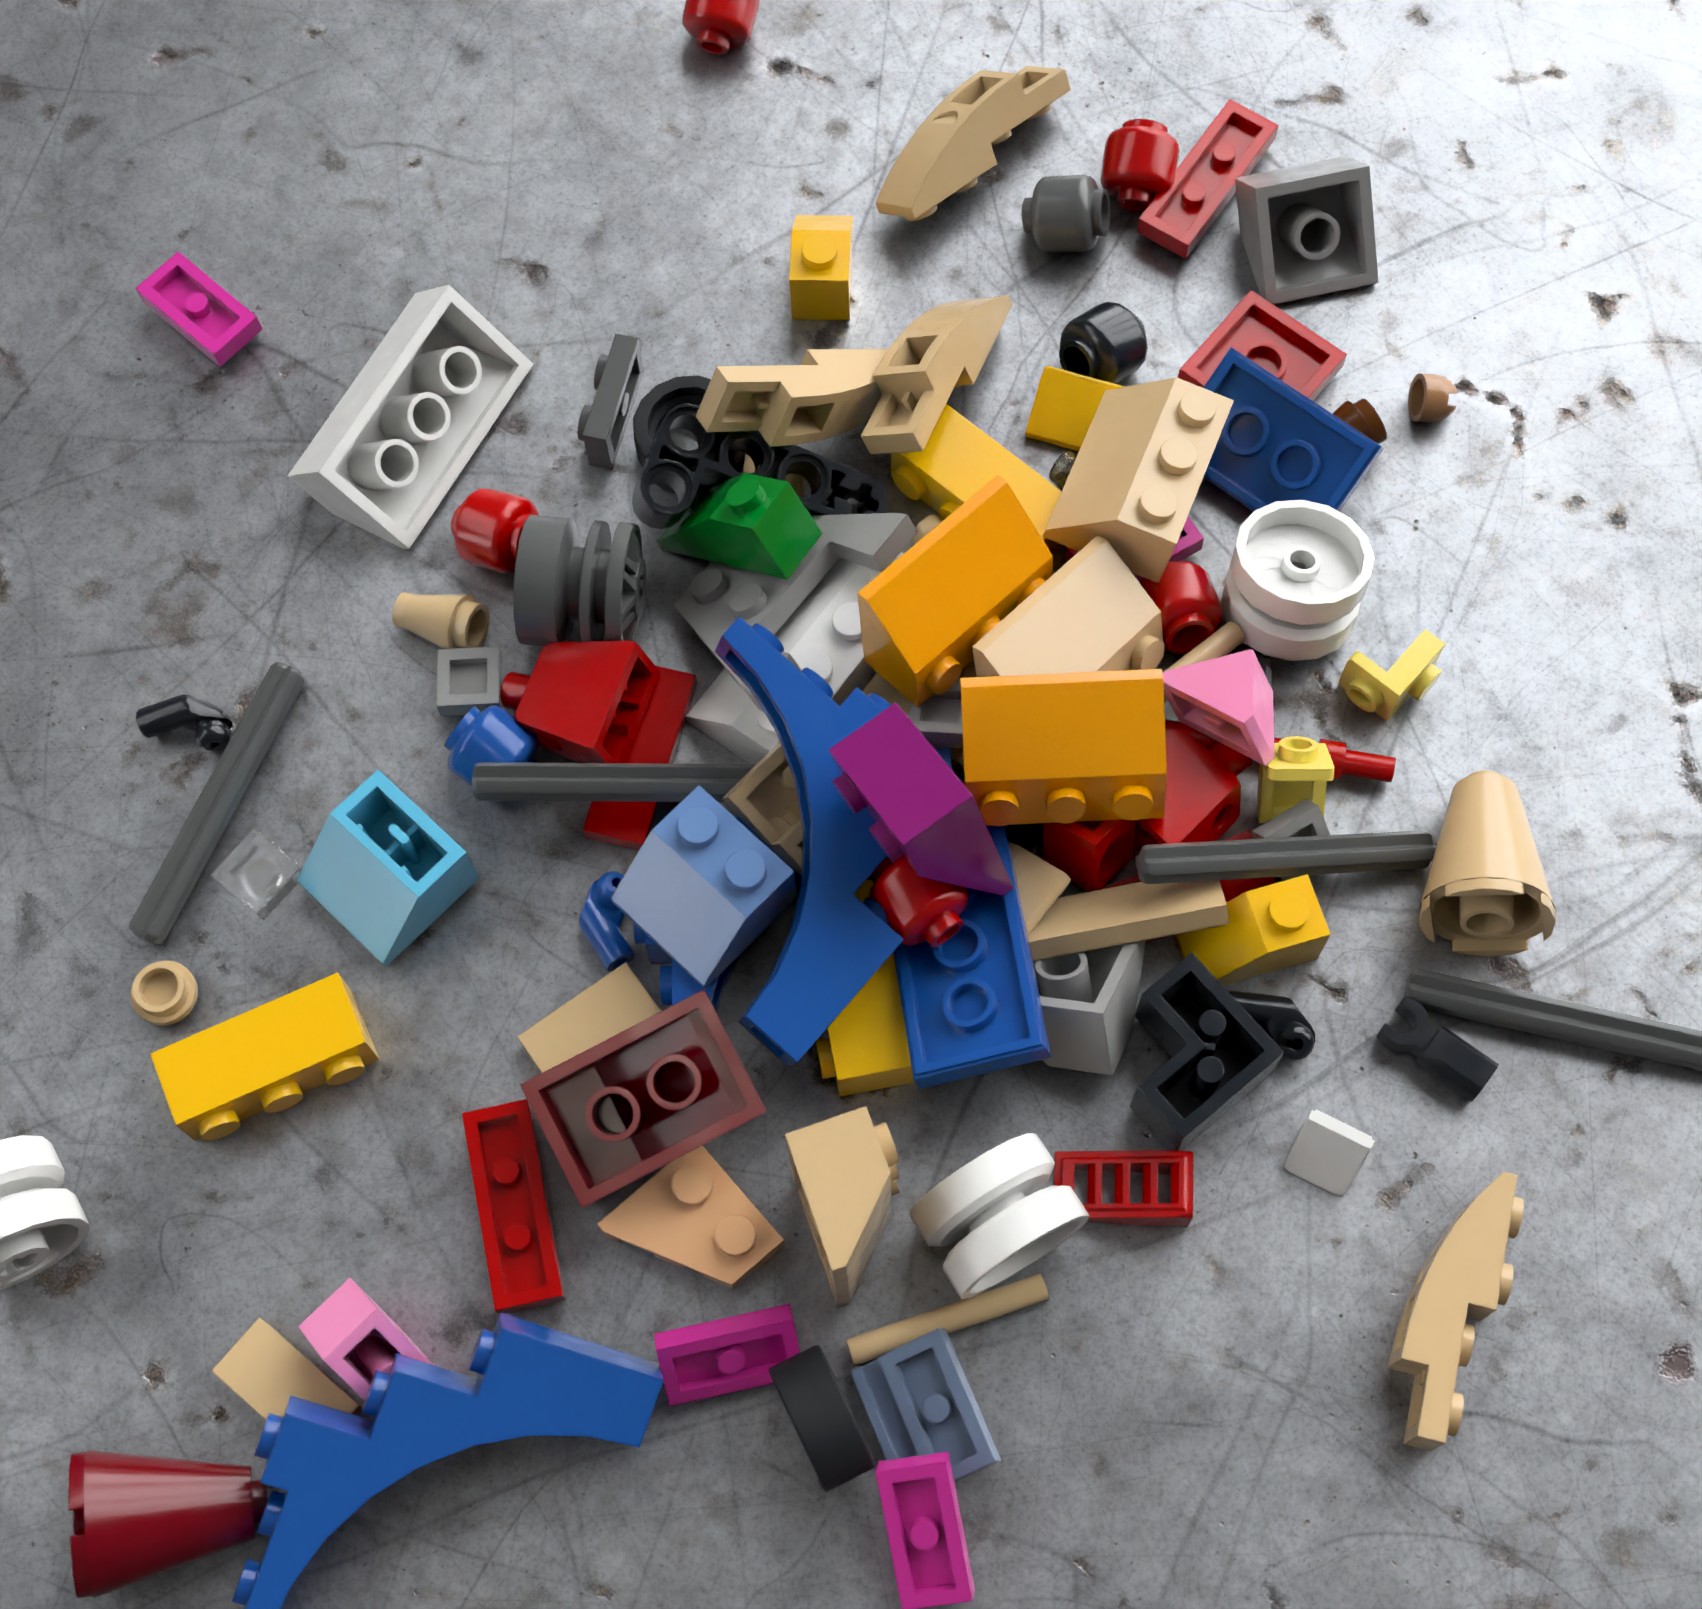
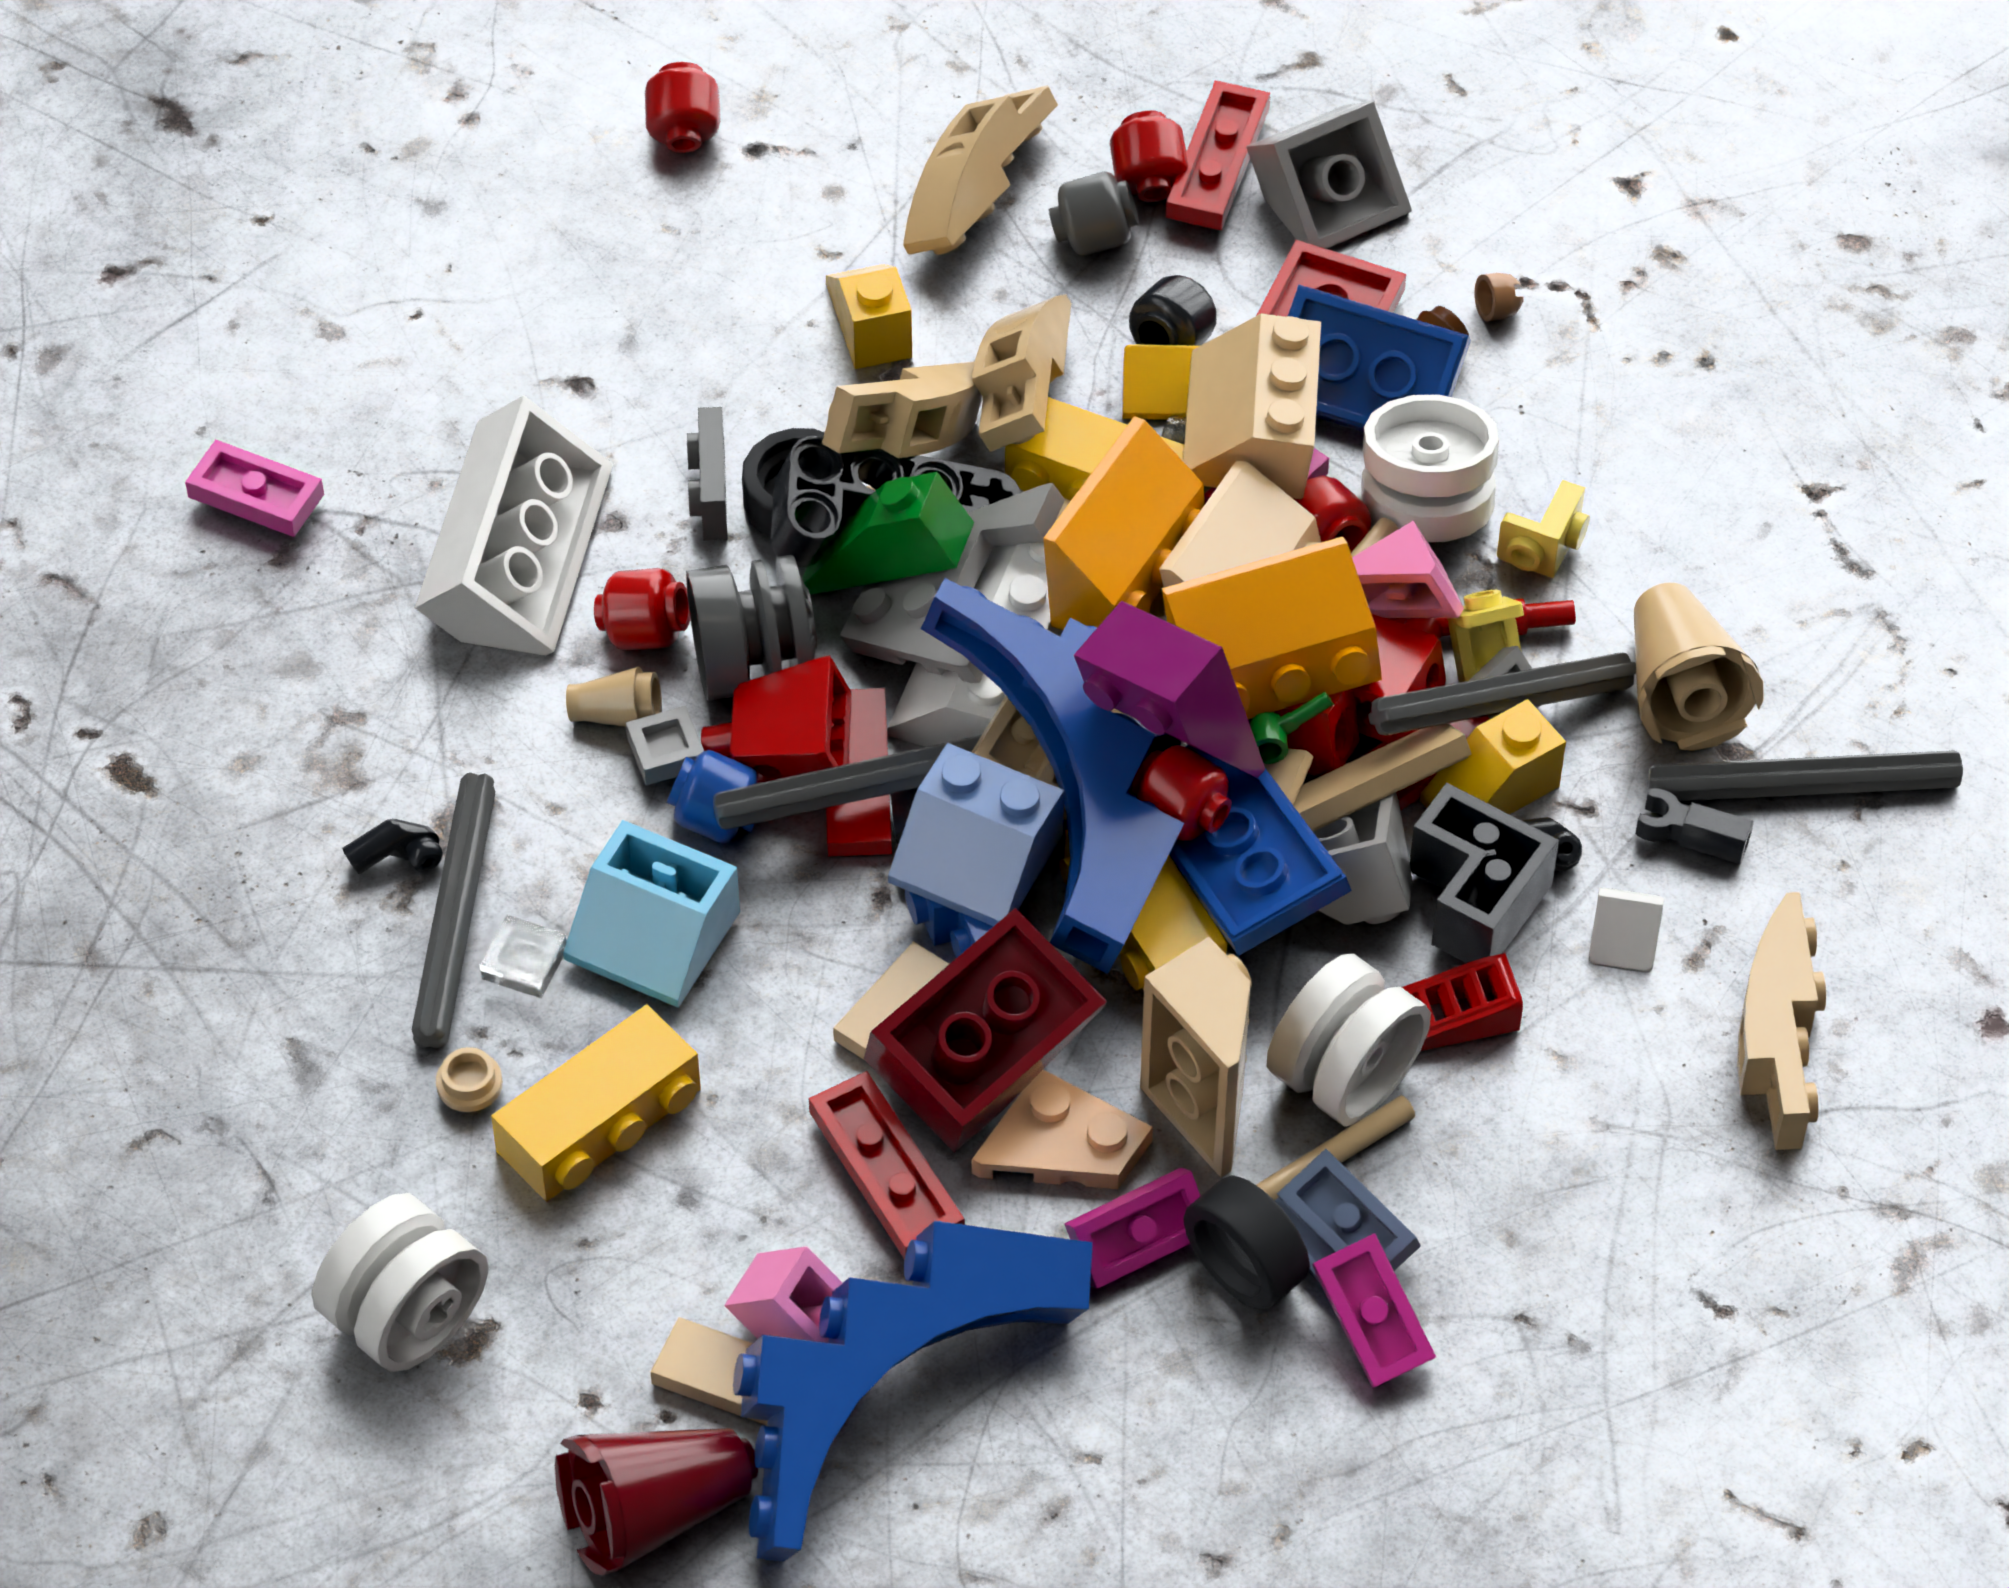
camera: 20 degrees left, 15 degrees down
(602, 920) = (874, 912): blue arm -> none
(1034, 844) = (1272, 729): none -> green hand

